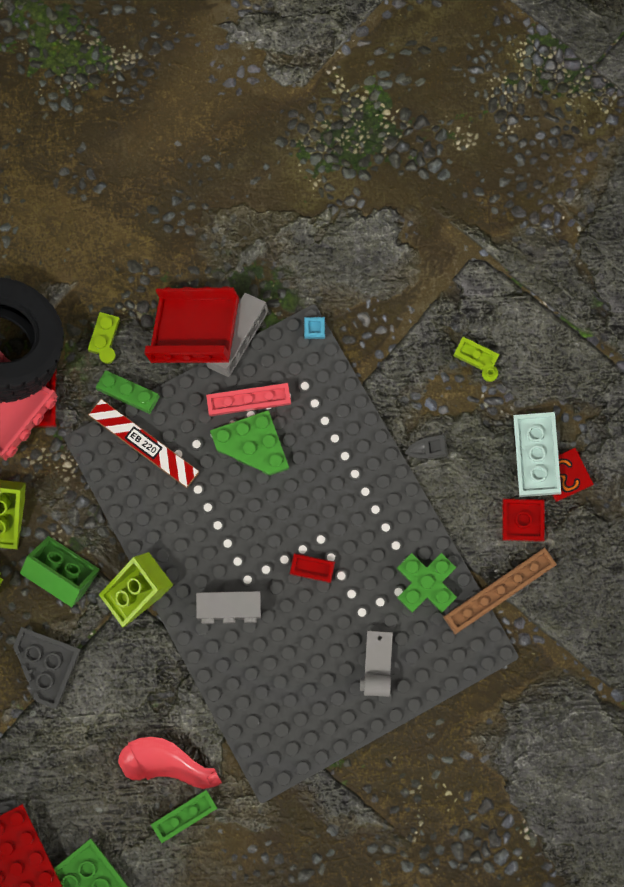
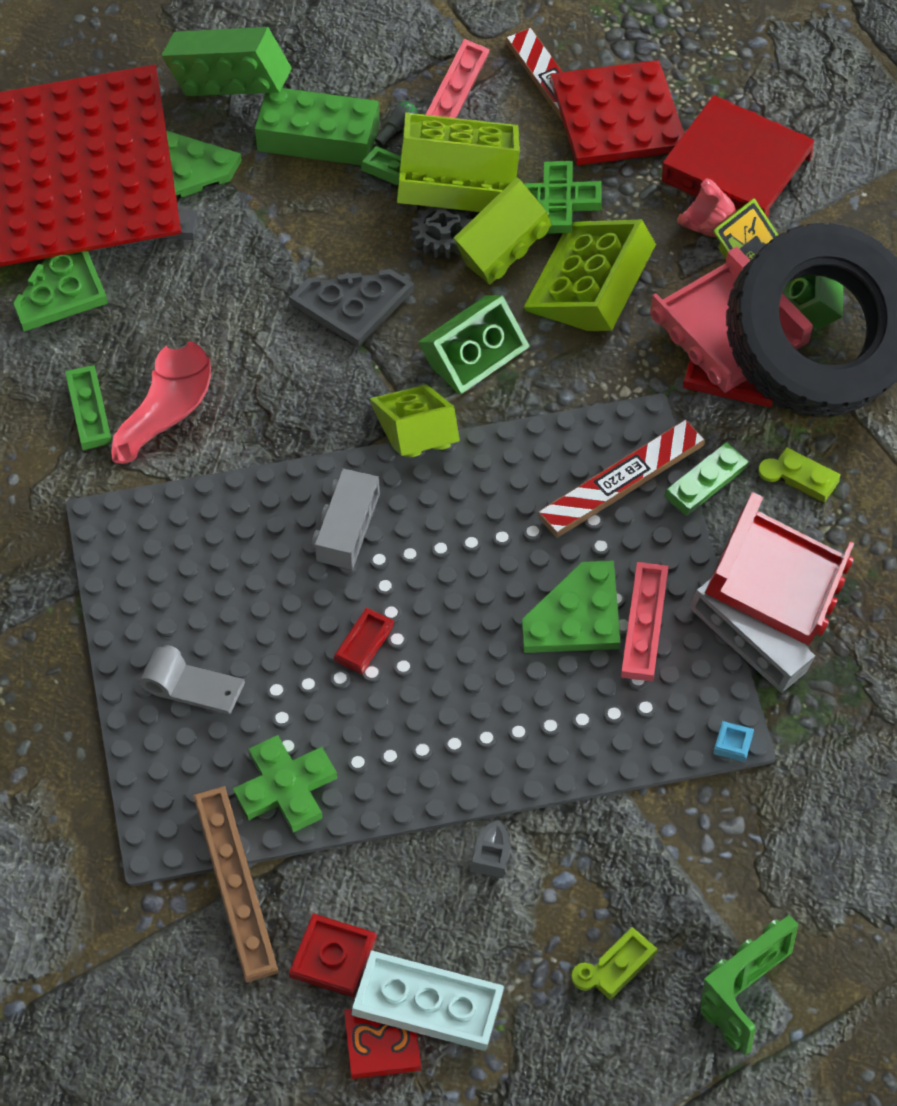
camera: 110 degrees right, 20 degrees down
(475, 290) = (733, 976): none -> bright green bracket

